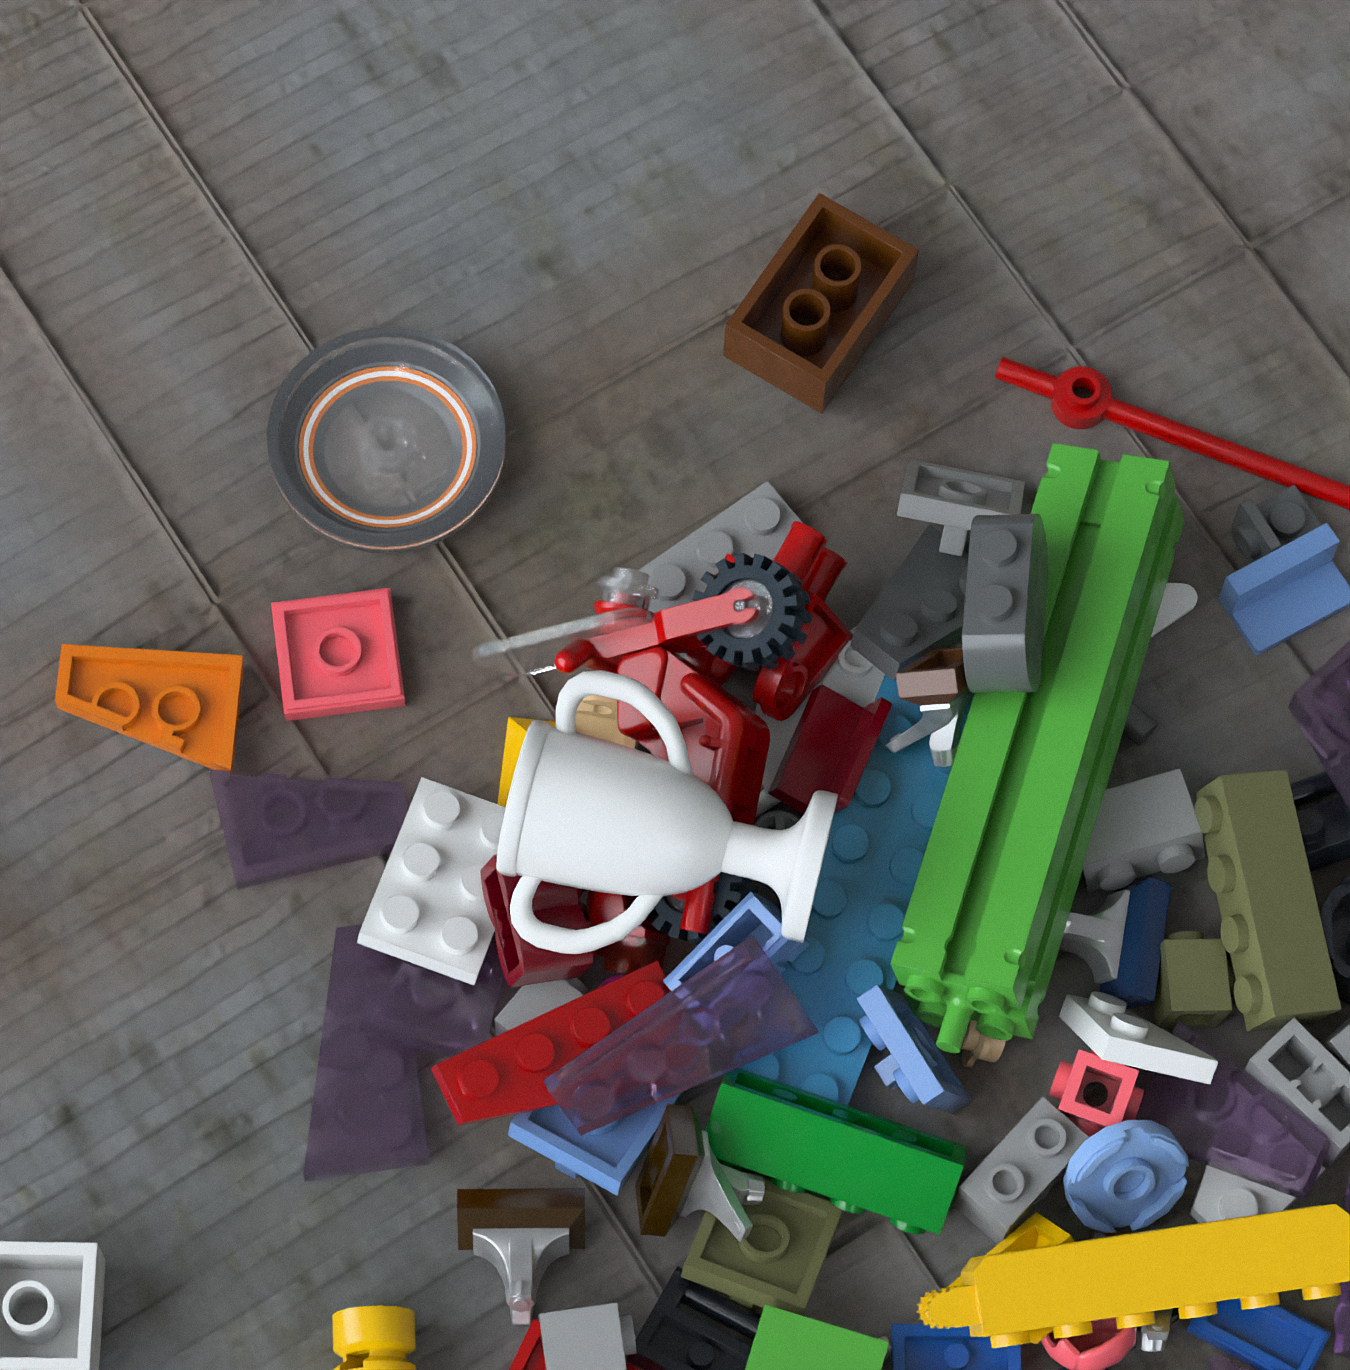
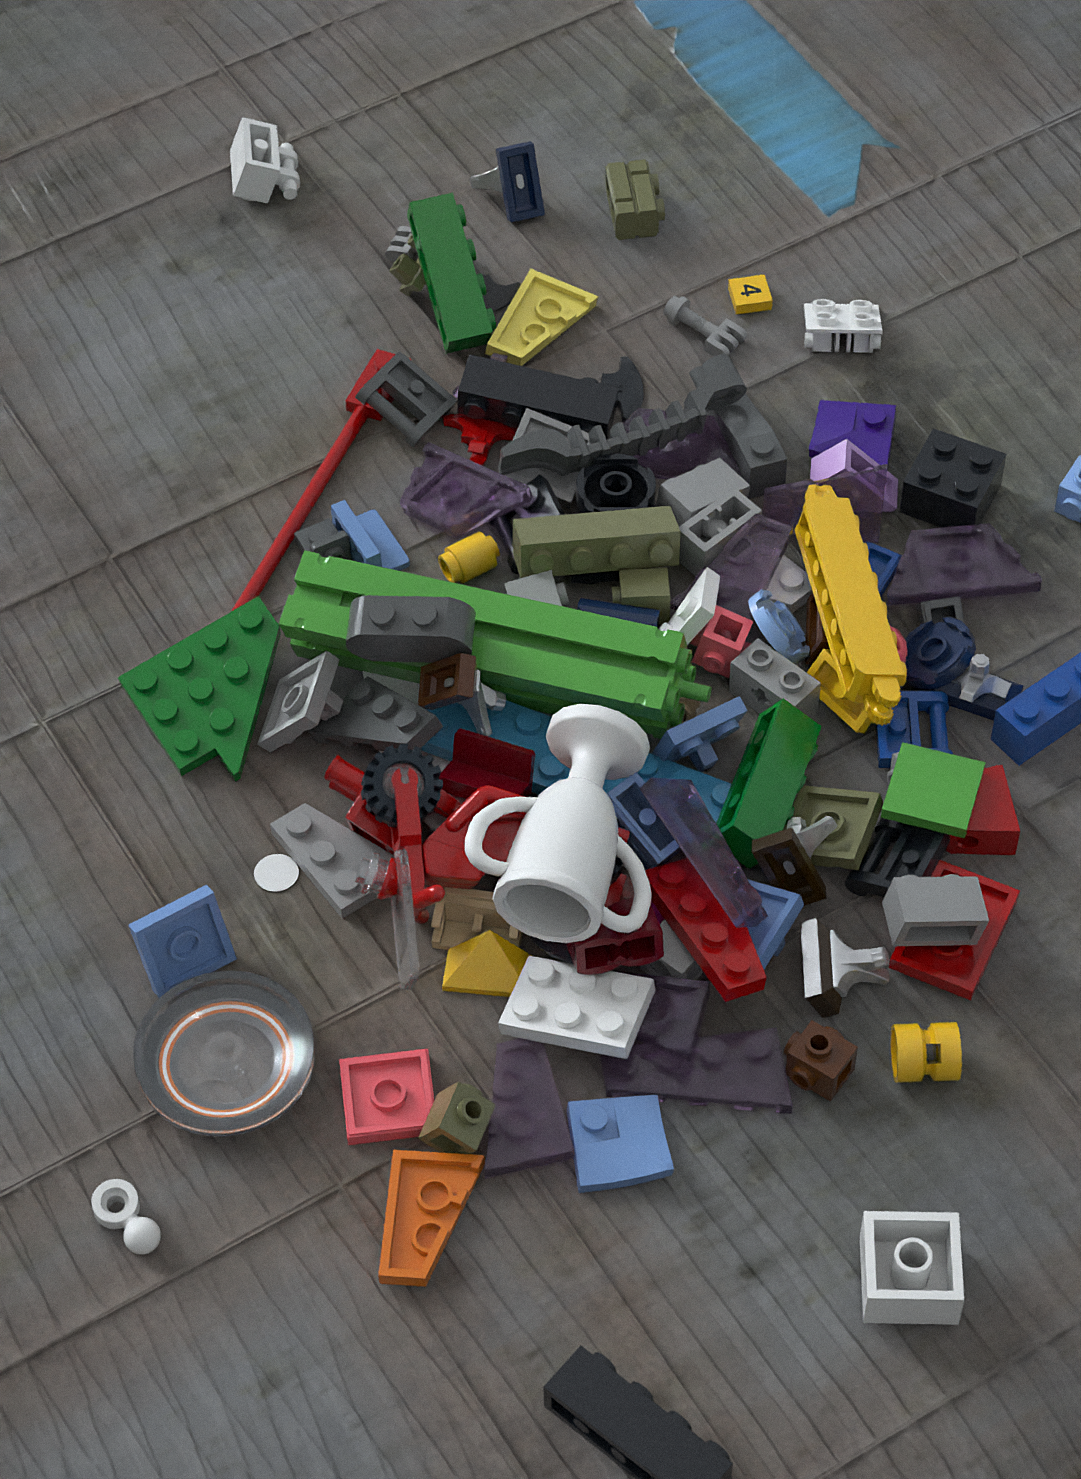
camera: 85 degrees left, 15 degrees down
(141, 366) = (140, 1233): none -> white plate
(257, 946) = (618, 1142): none -> medium blue plate
(280, 732) = (457, 1120): none -> olive brick
(358, 1229) = (819, 1059): none -> reddish brown brick
(551, 373) = (182, 940): none -> medium blue hinge
(698, 498) = (276, 872): none -> white sticker
(820, 302) = (138, 781): reddish brown brick -> none
(989, 383) = (208, 689): none -> green wing
(1256, 730) = (469, 558): none -> yellow brick

